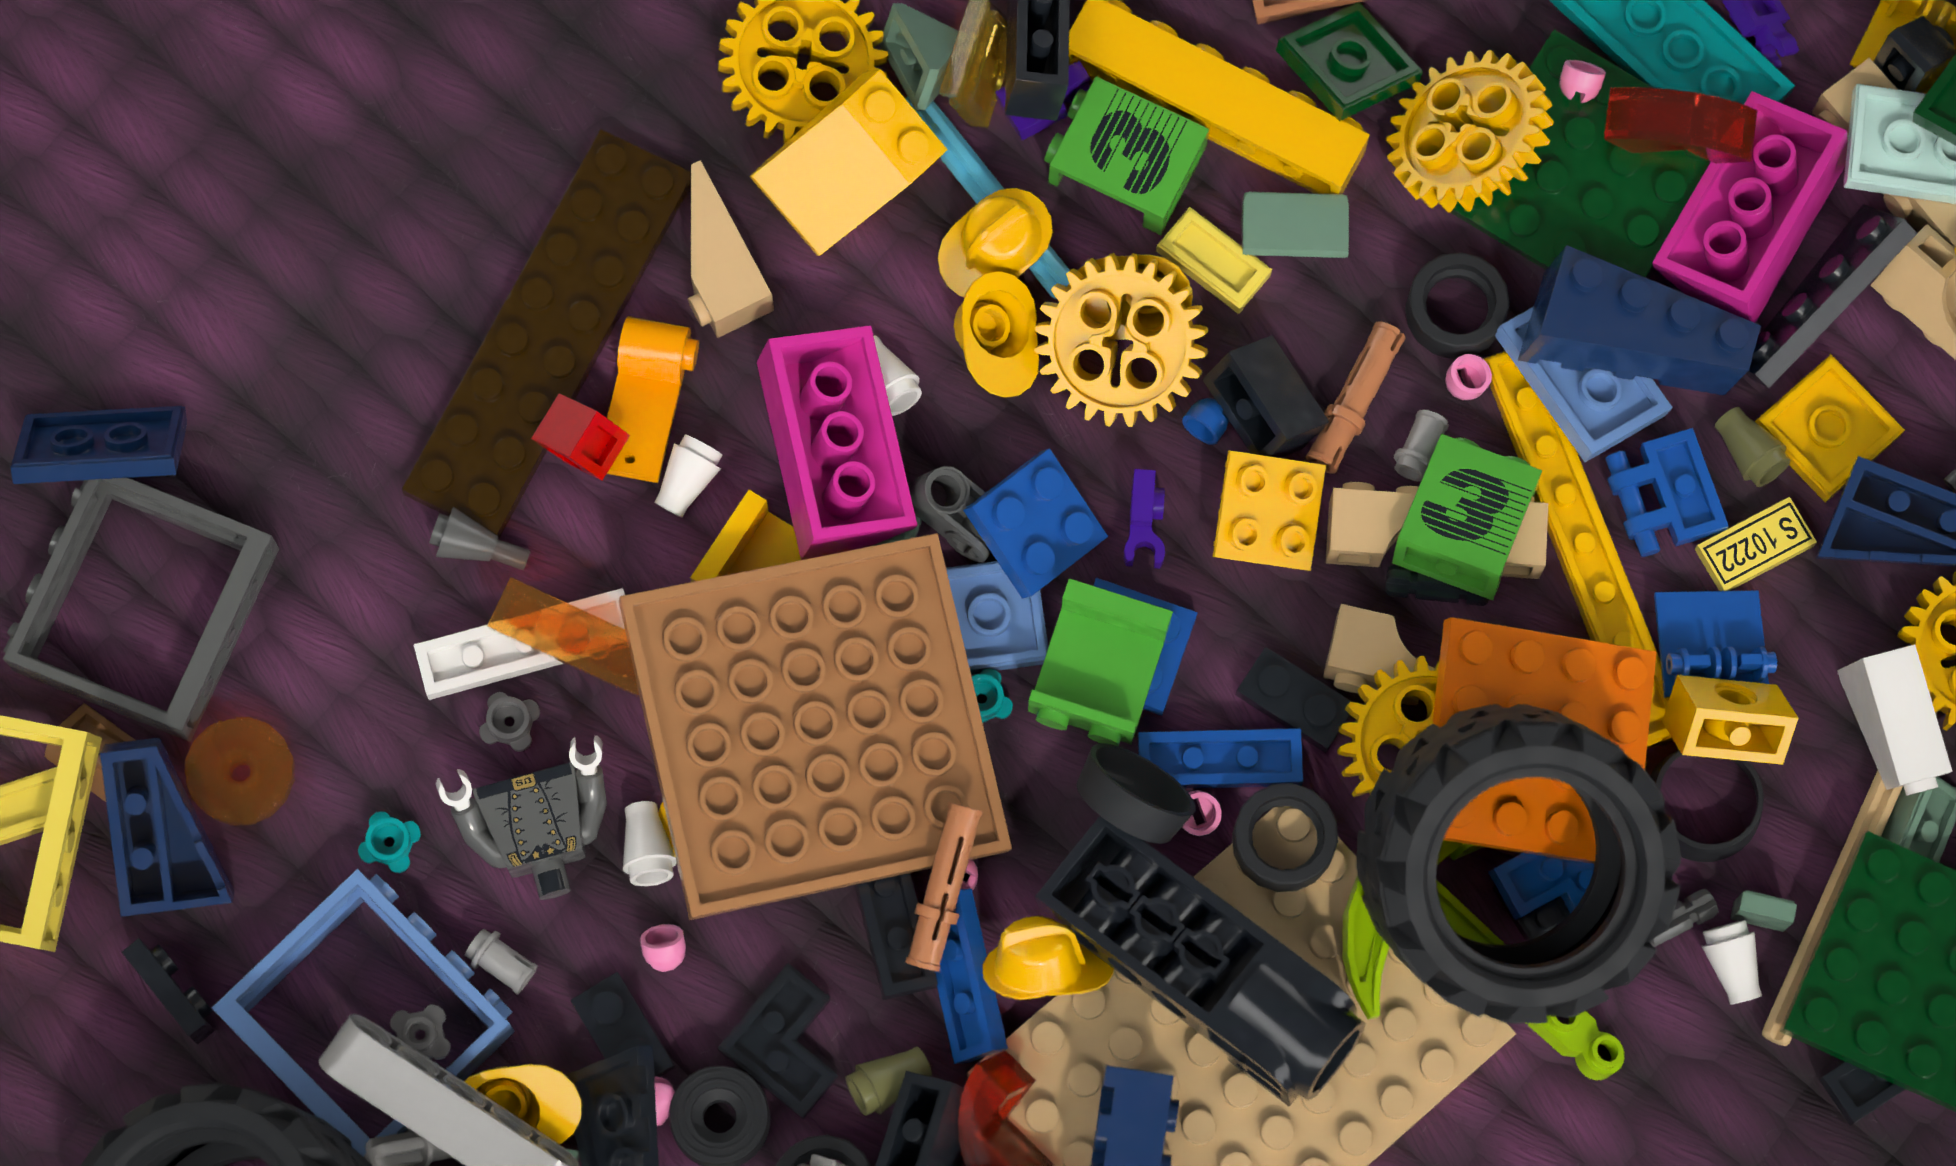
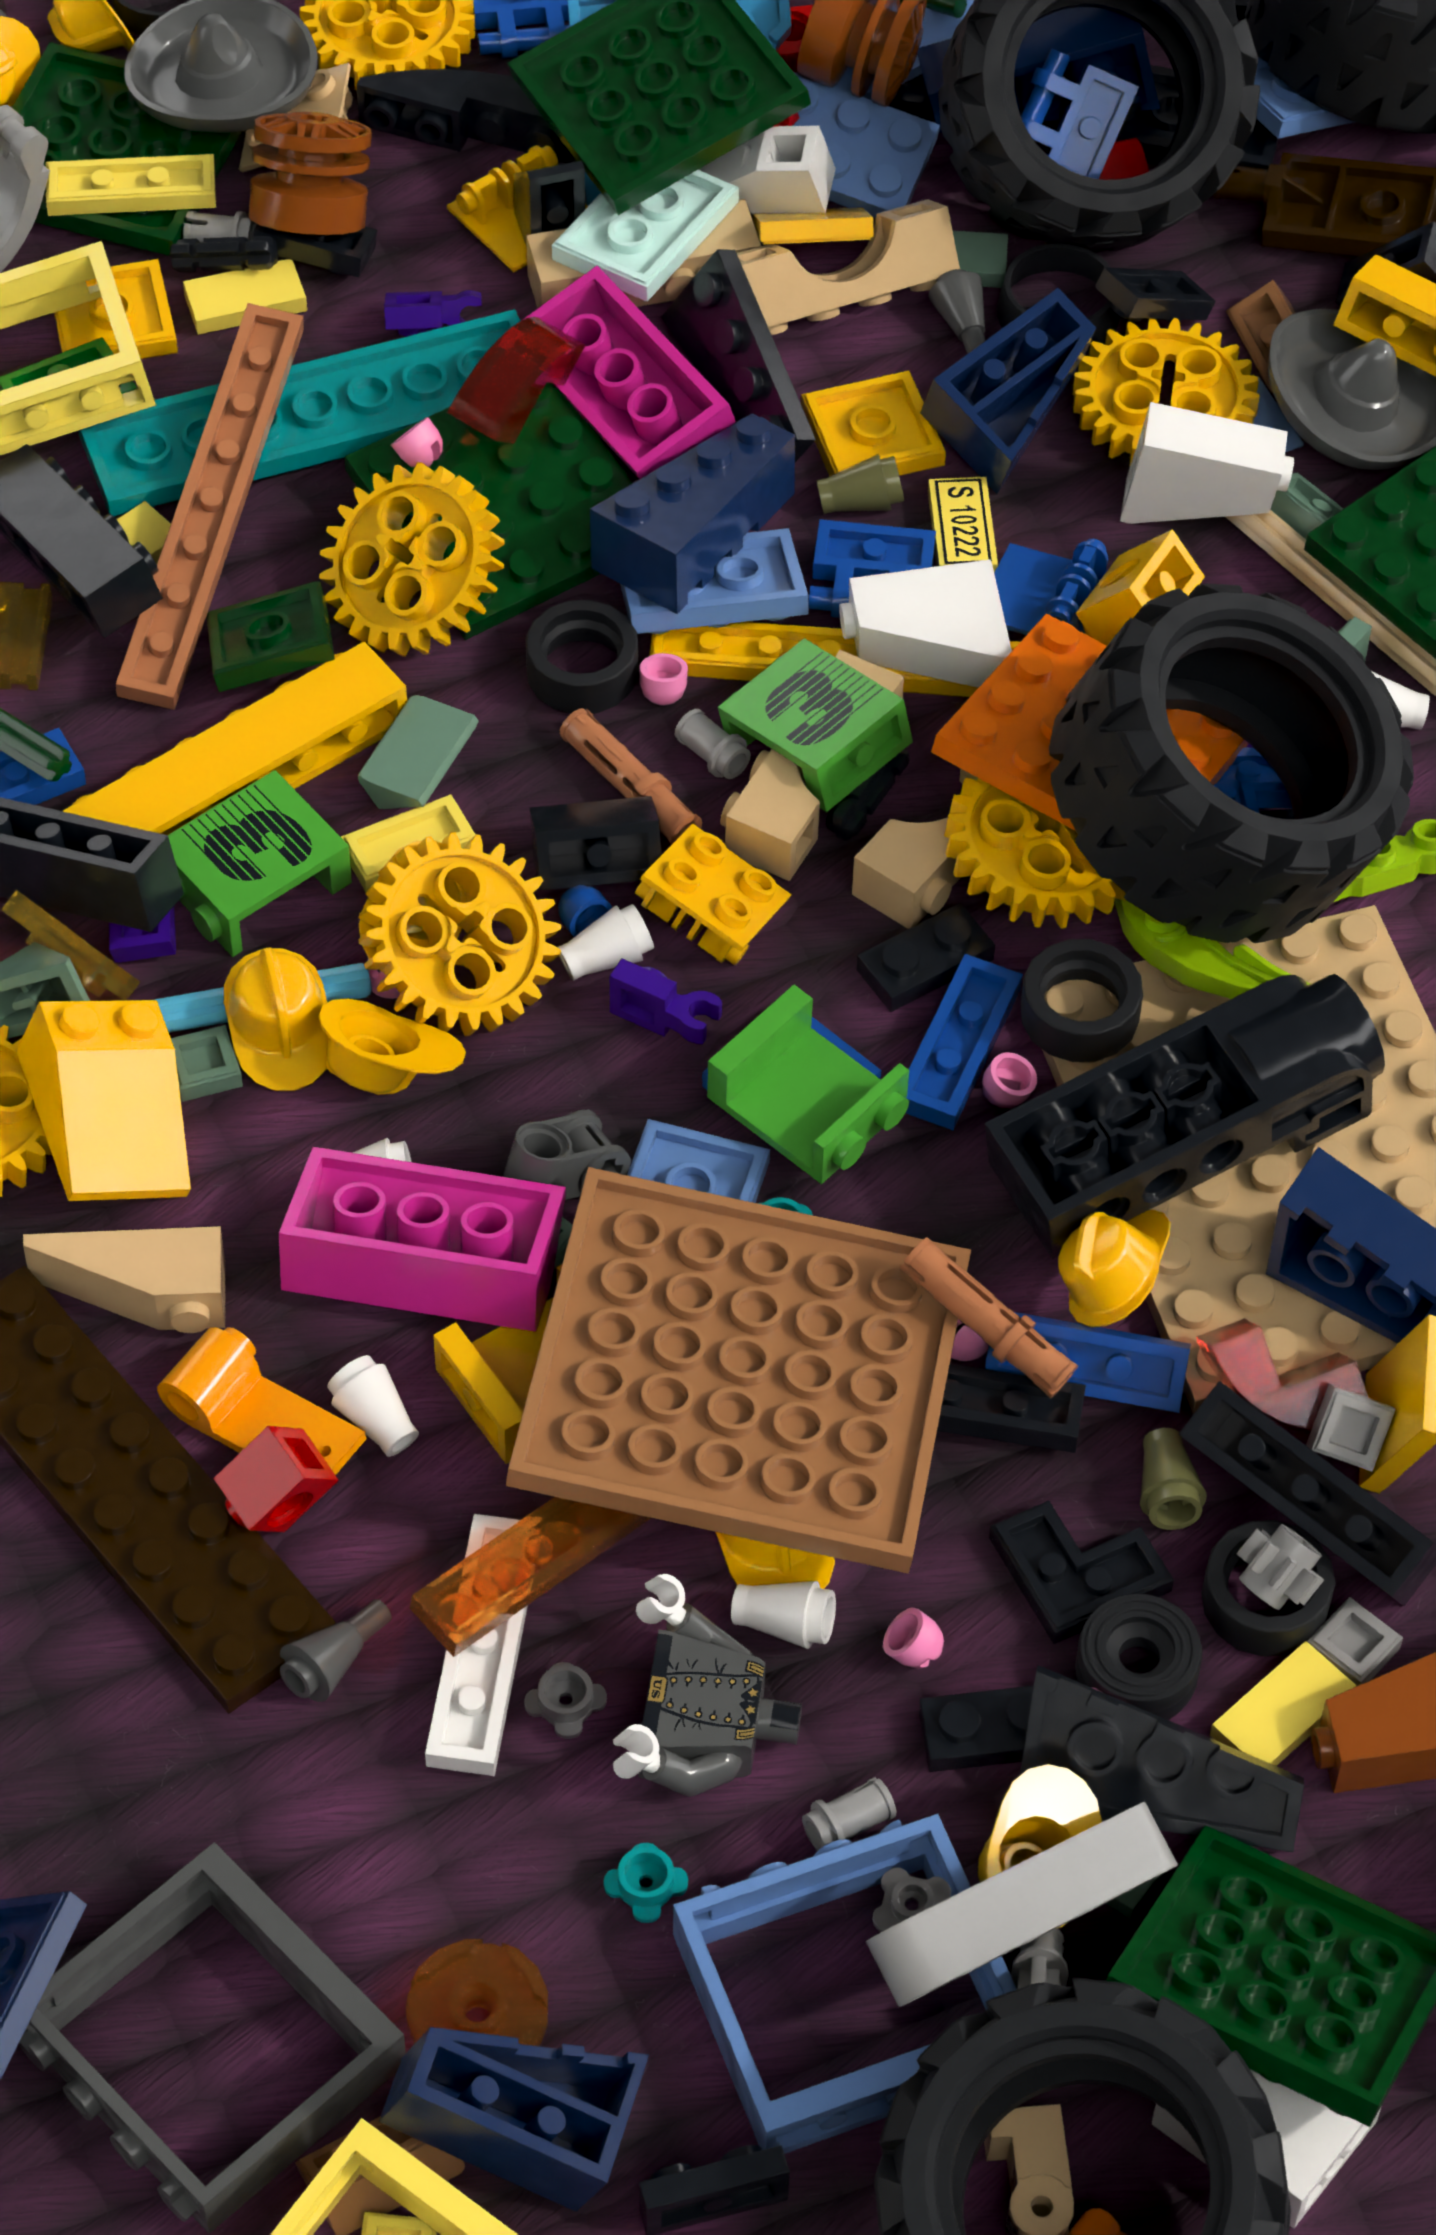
camera: 65 degrees left, 20 degrees down
(934, 208) = (206, 1063): none -> sand green tile
(1035, 523) = (617, 1091): blue plate -> none
(1134, 793) = (976, 1097): black tyre -> none
(1183, 452) = (606, 941): none -> white cone
(1616, 564) = (929, 621): none -> white slope

